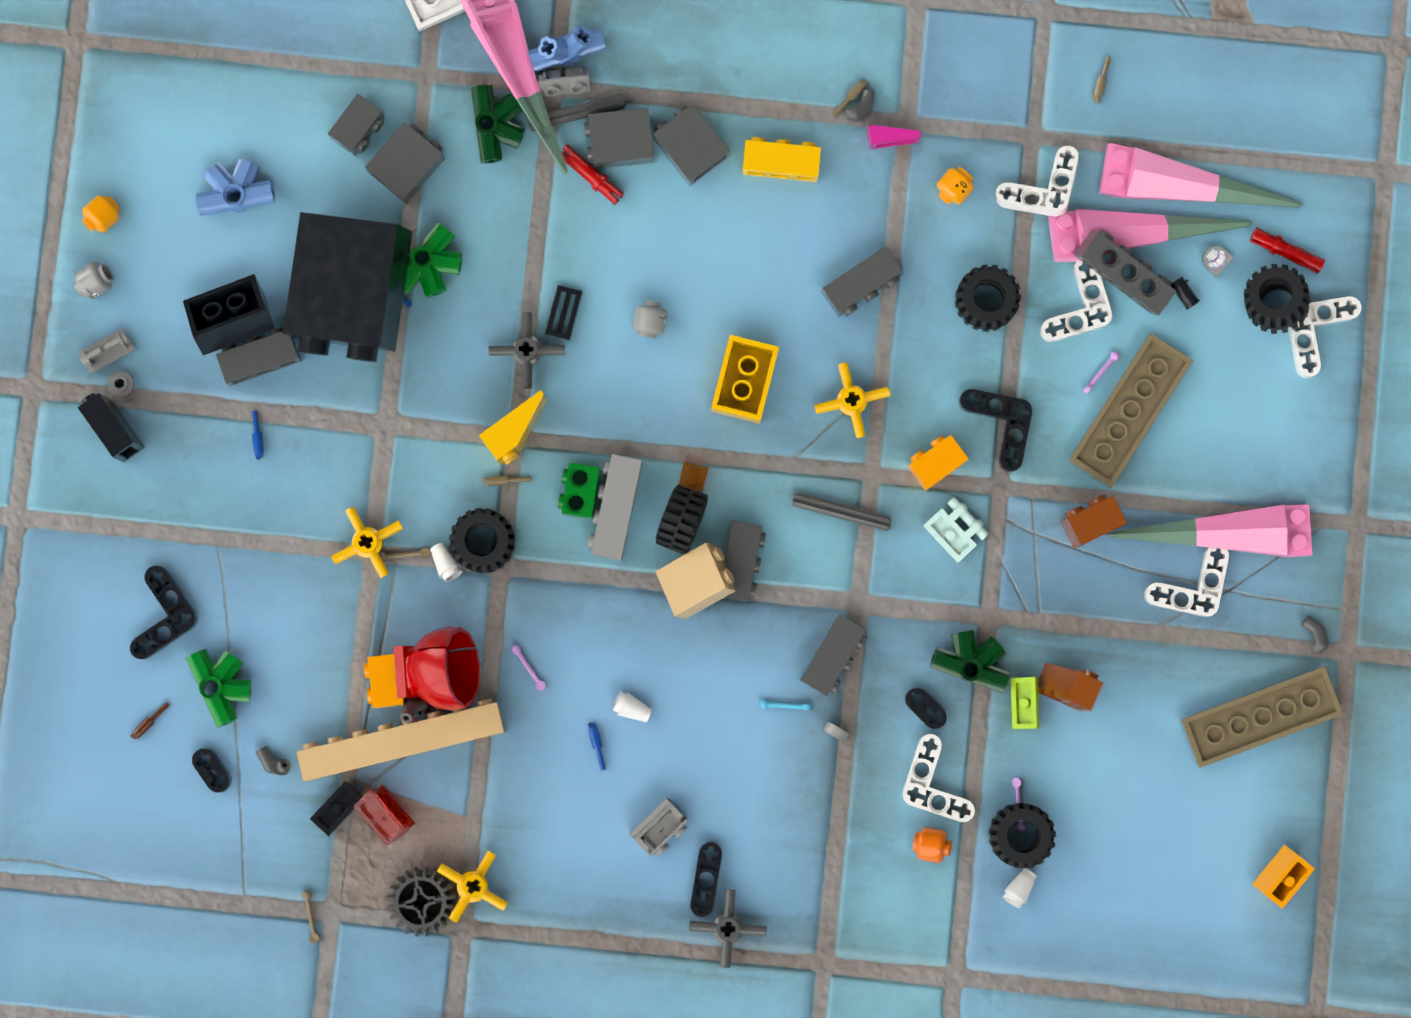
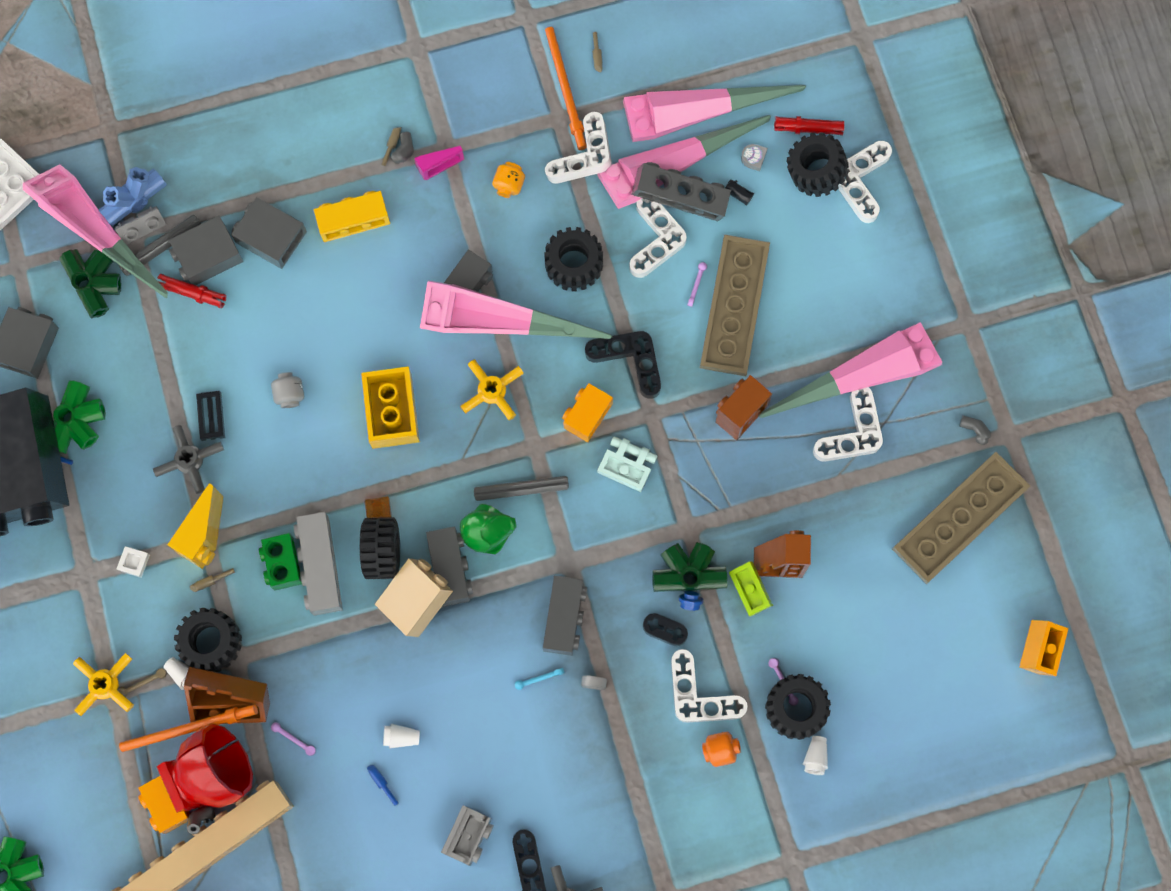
camera: 20 degrees left, 10 degrees down
(436, 432) = (133, 562): none -> white plate
(479, 605) = (214, 693): none -> dark orange wedge
(480, 626) = (230, 716): none -> orange bar
(791, 541) = (486, 529): none -> green helmet
(860, 314) = (462, 310): none -> bright pink plate
(962, 691) = (690, 600): none -> blue plate
(1047, 154) = (576, 126): none -> orange bar

